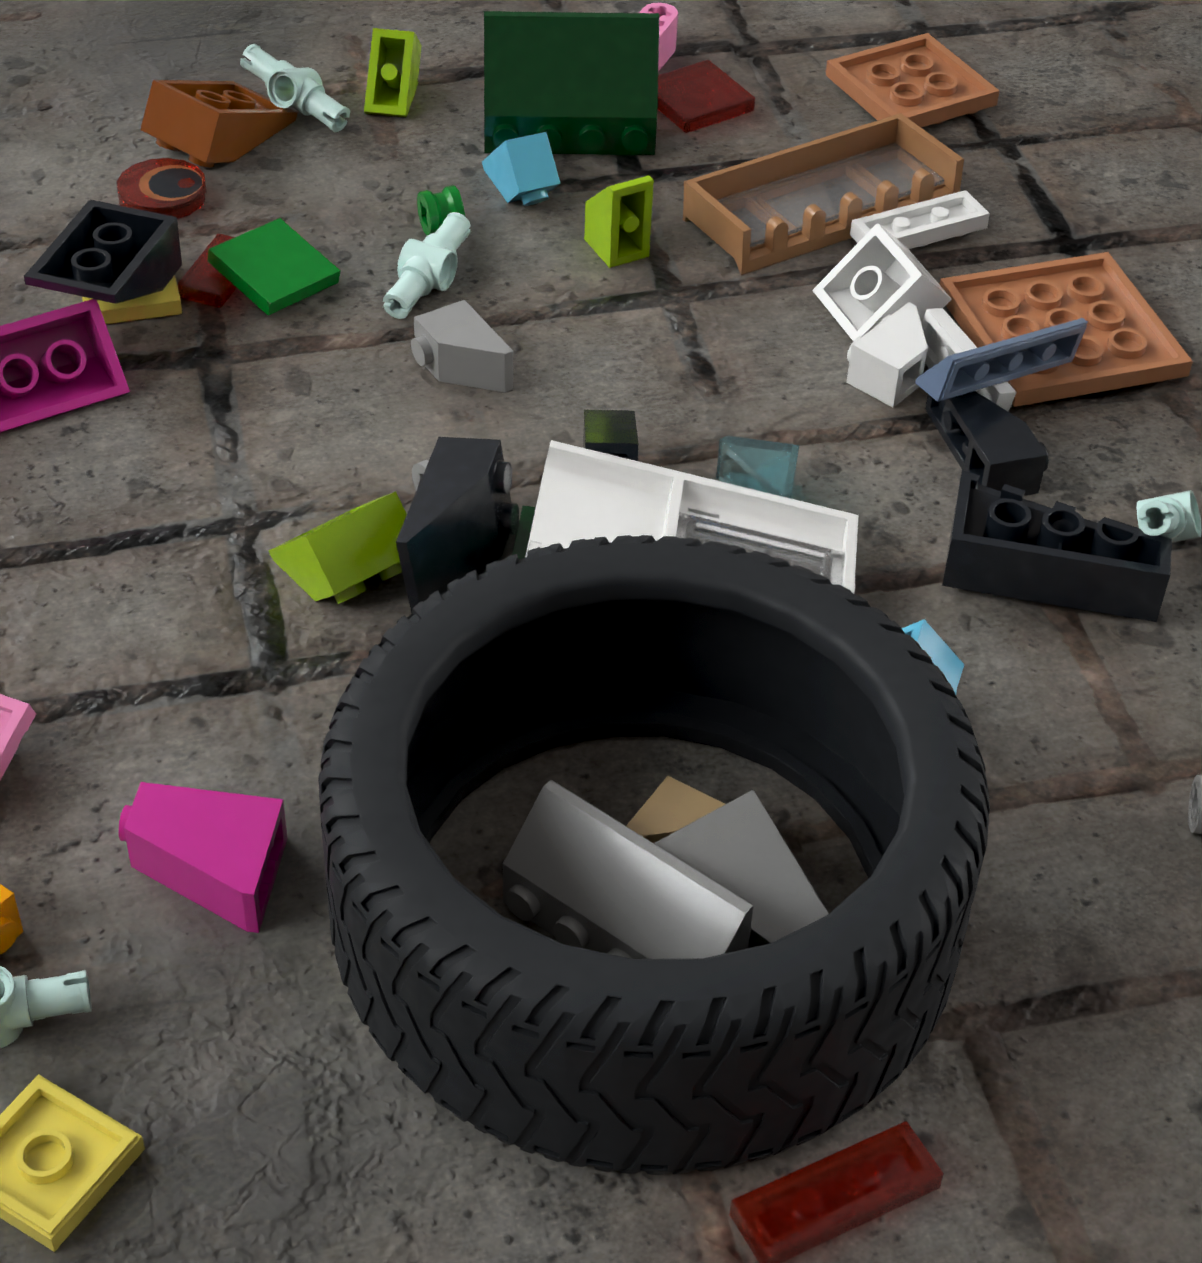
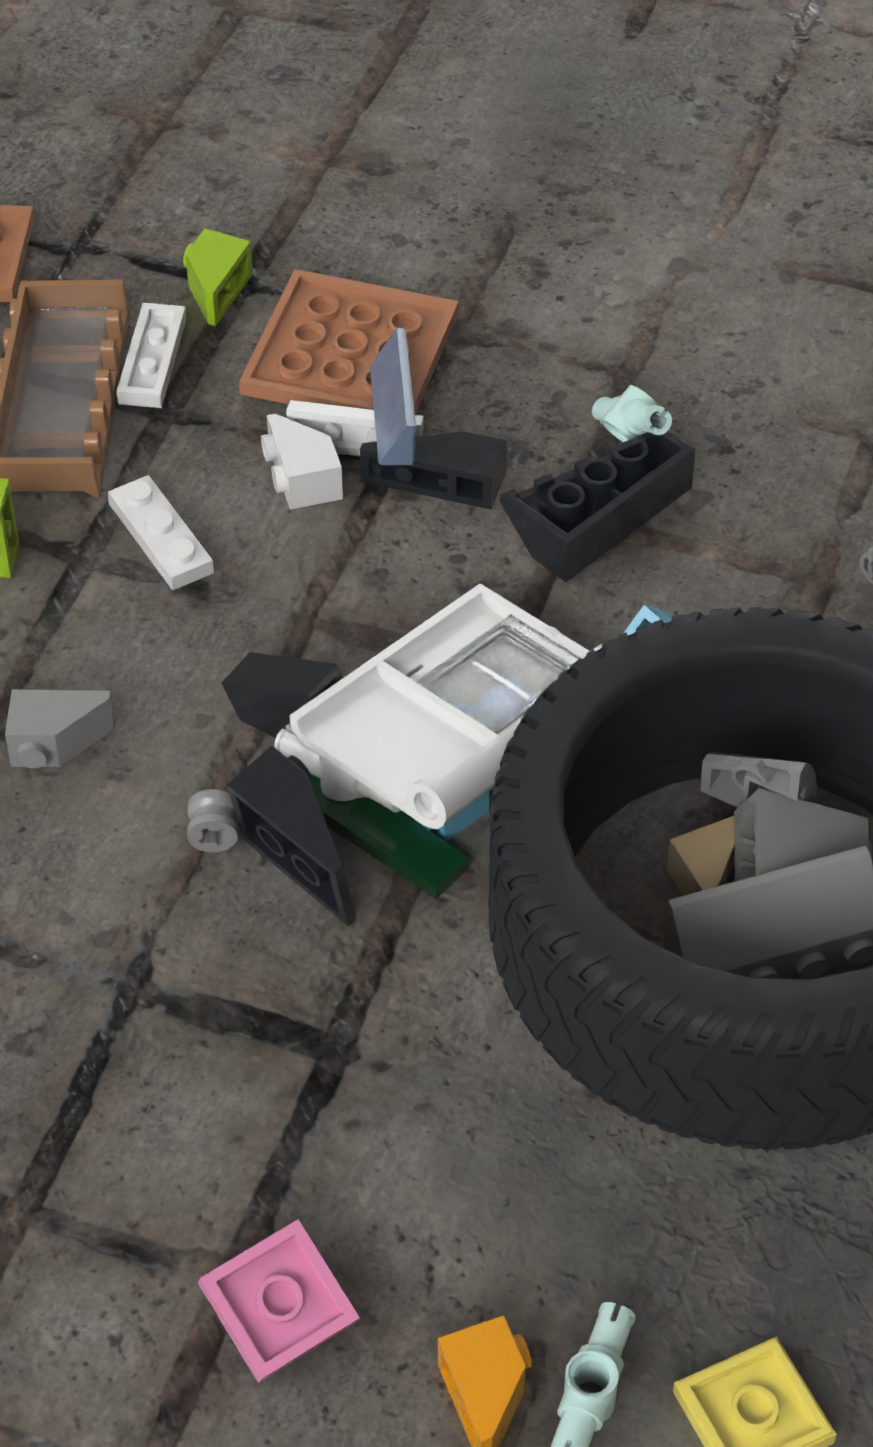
camera: 55 degrees left, 5 degrees up
(208, 847) = (523, 1169): dark pink slope -> none
(345, 550) = (244, 923): lime slope -> none
(735, 319) = (160, 532): none -> white plate
(758, 464) = (376, 616): clear light blue slope -> none
(792, 802) = (738, 776): none -> light grey slope
(877, 282) = (217, 426): white slope -> none
(1050, 215) = (217, 271): none -> lime slope

